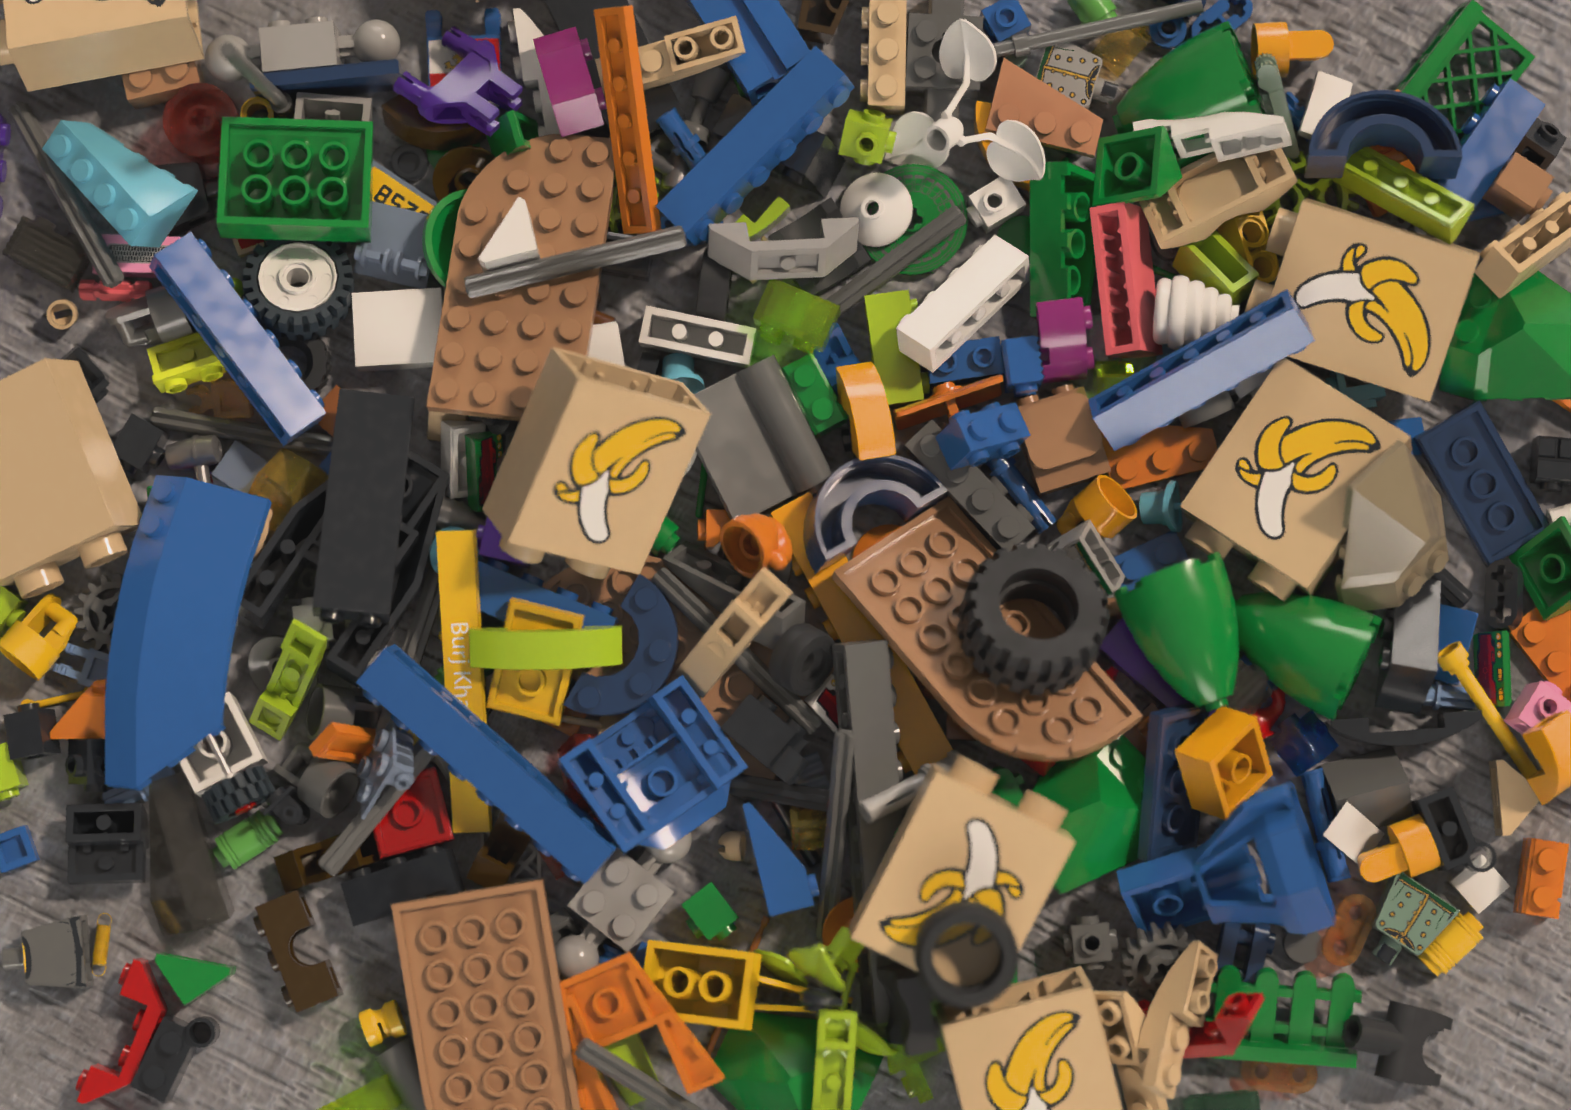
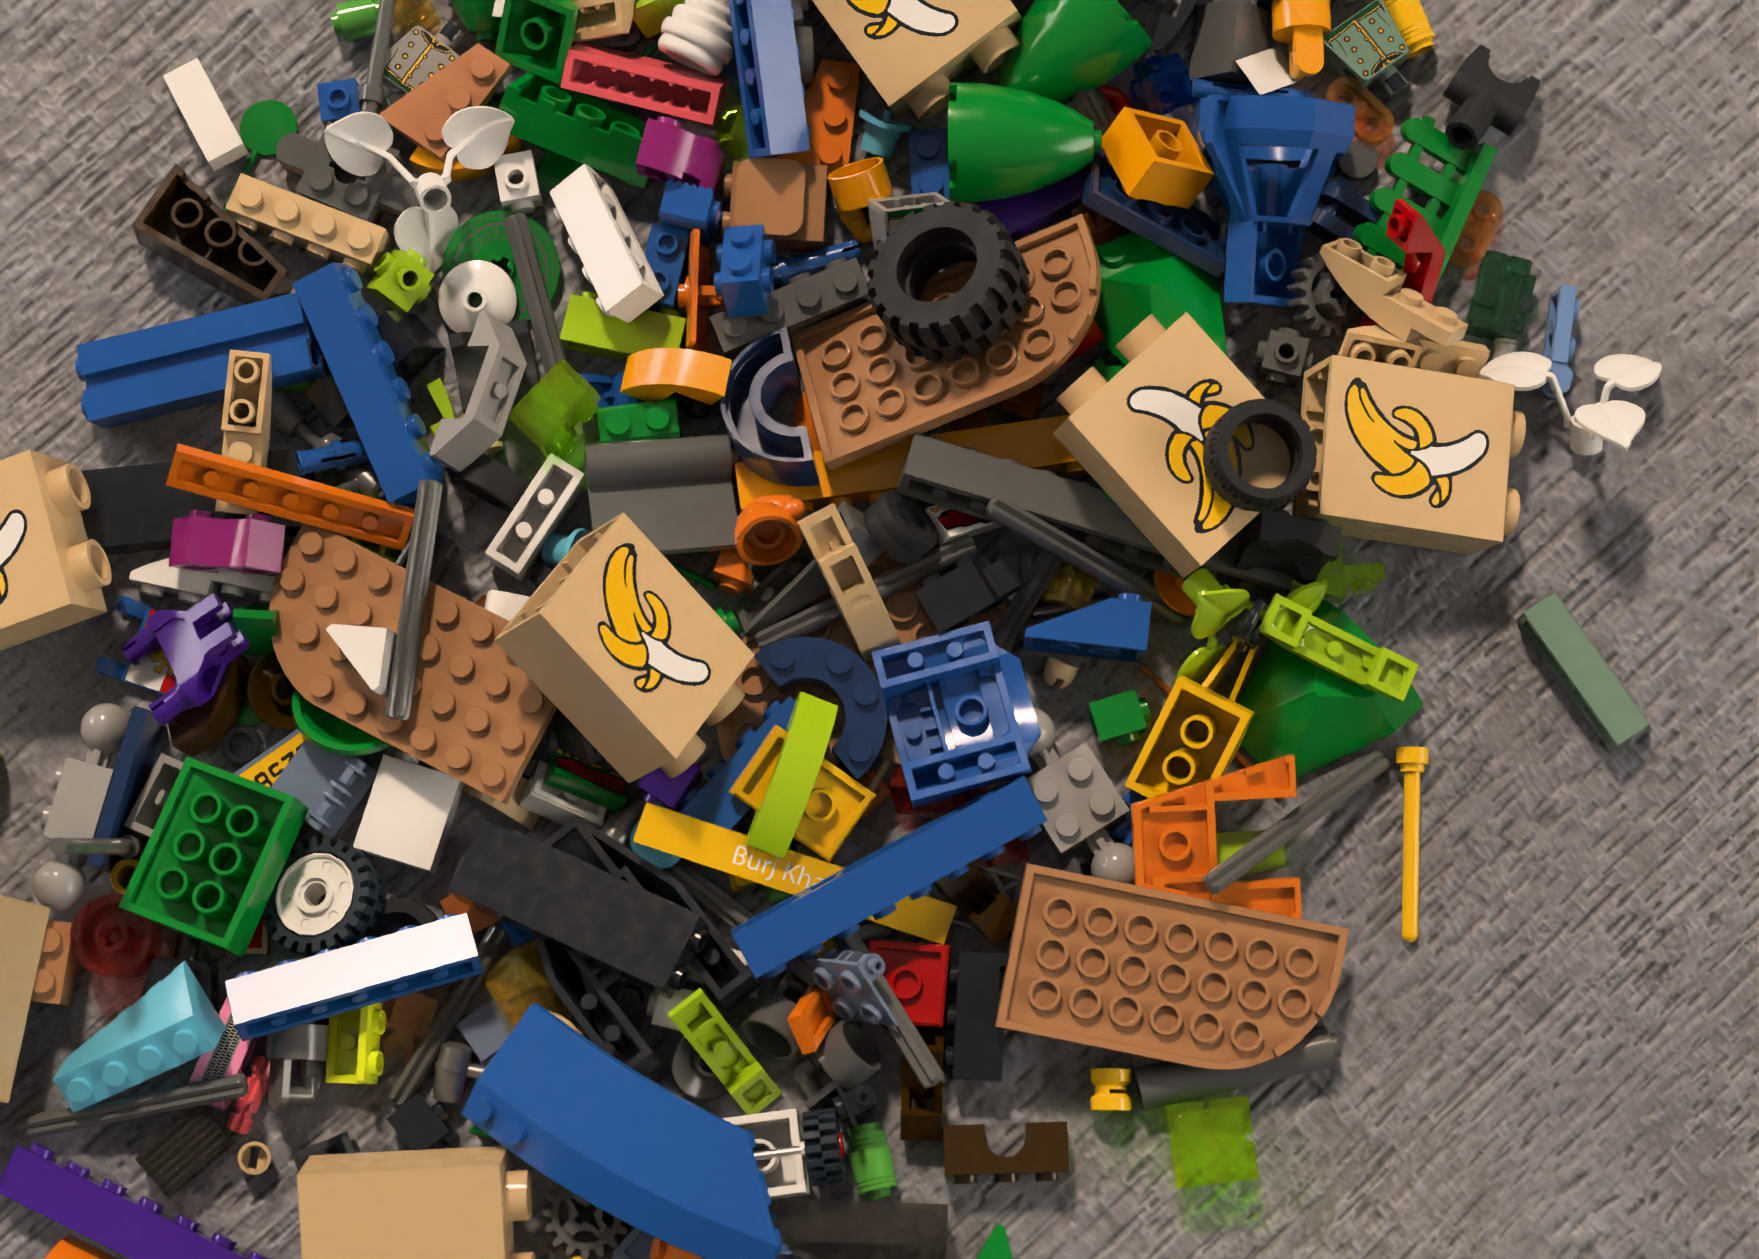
camera: 70 degrees left, 5 degrees down
(901, 793) = (1071, 472): light grey pin -> none

